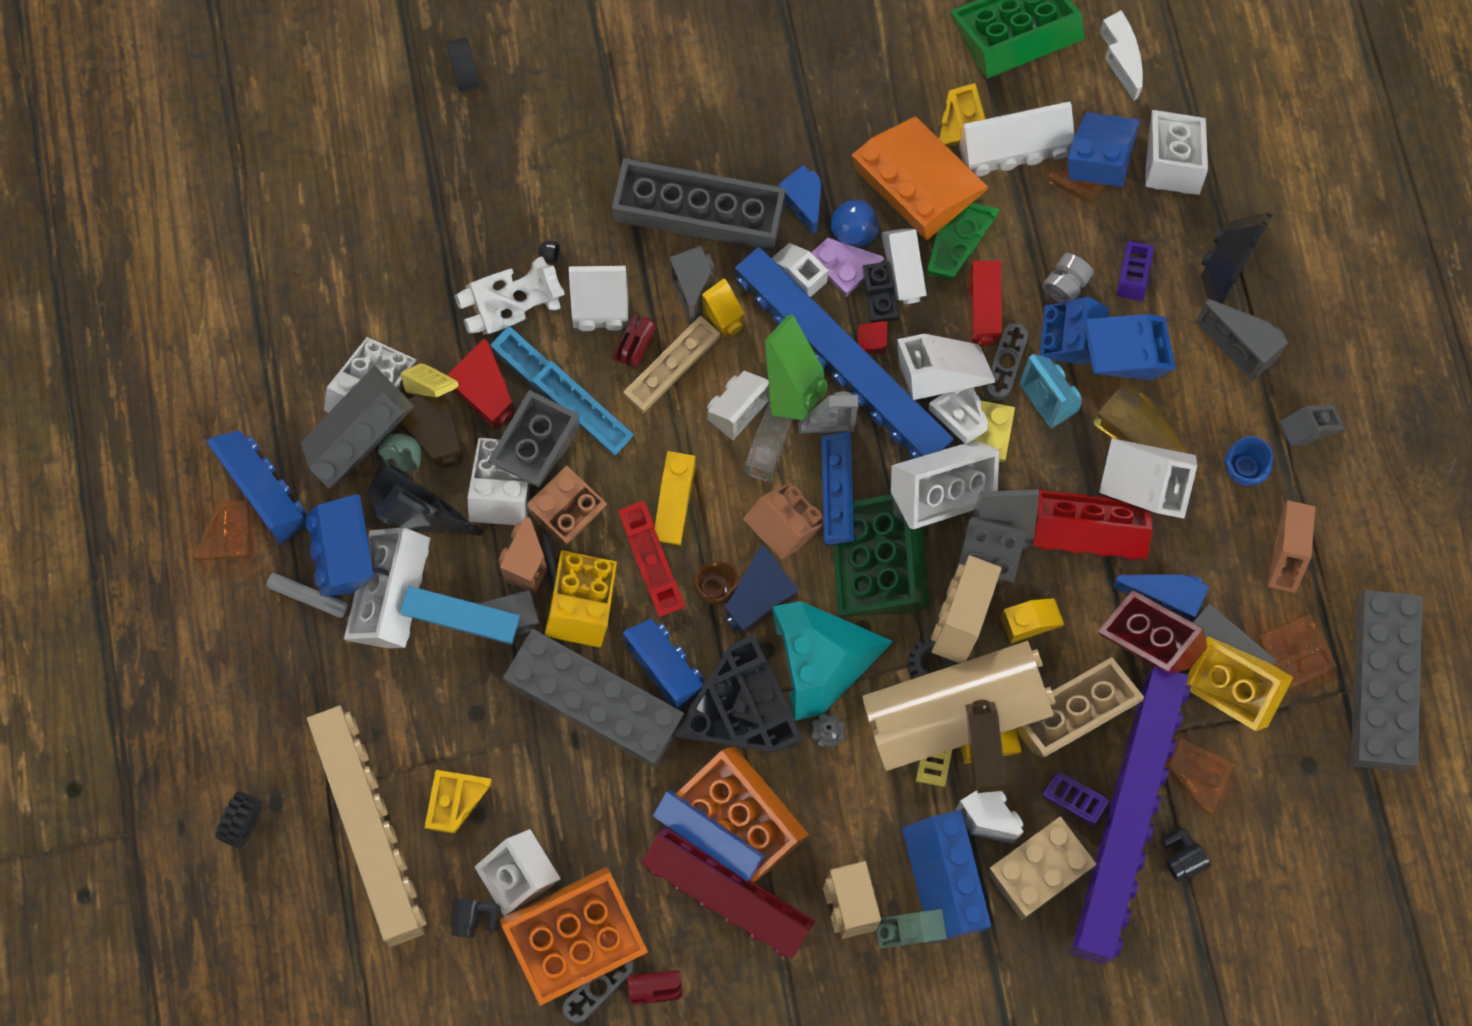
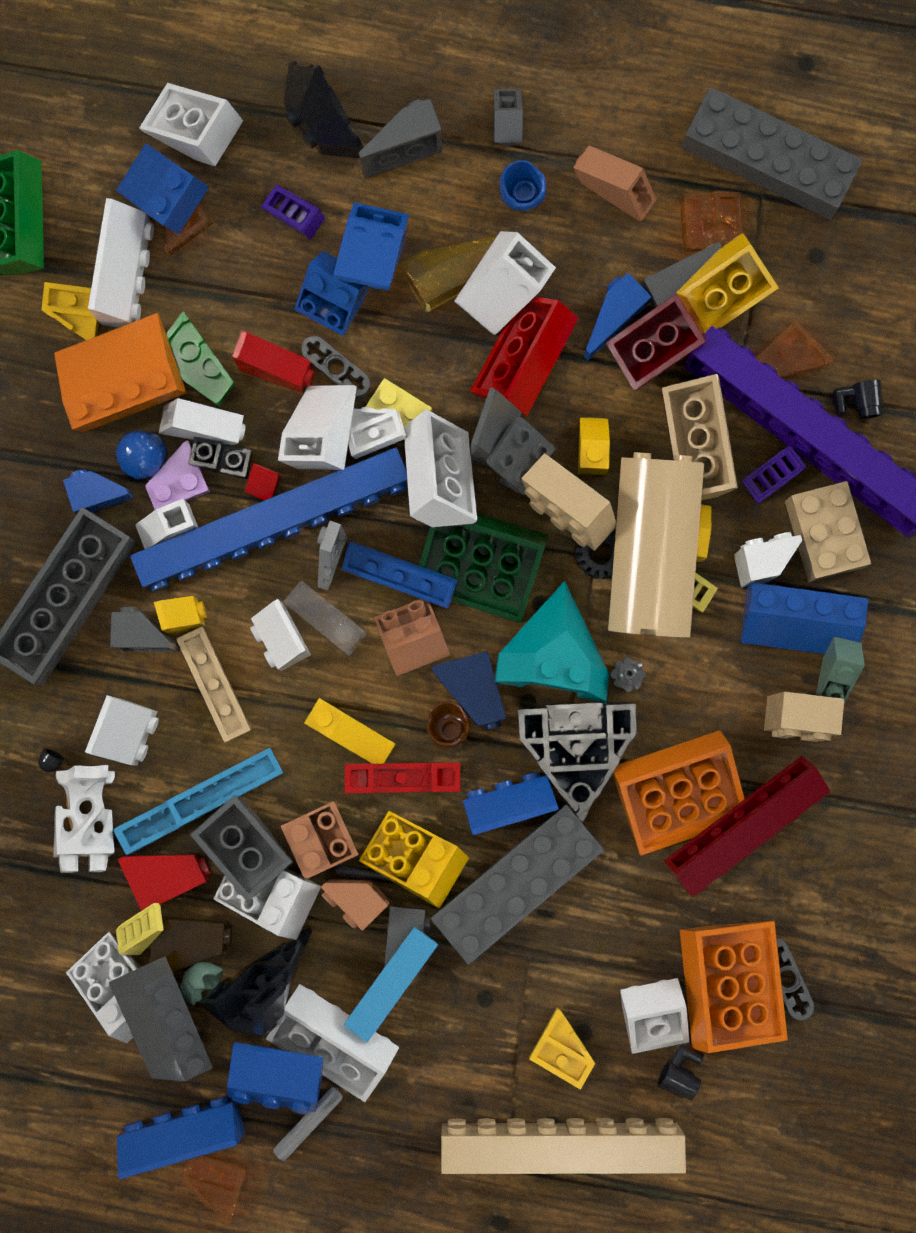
camera: 65 degrees left, 10 degrees up
(634, 341) = (176, 712): dark red arm -> none
(655, 987) = (807, 927): dark red arm -> none
(708, 835) = (687, 824): tile -> none
(793, 372) = (275, 572): bright green slope -> none
(985, 746) = (714, 537): dark brown slope -> none
(1049, 390) = (384, 338): medium azure slope -> none
(1068, 278) = (277, 274): light grey wheel -> none
(1123, 52) = (72, 129): white slope -> none

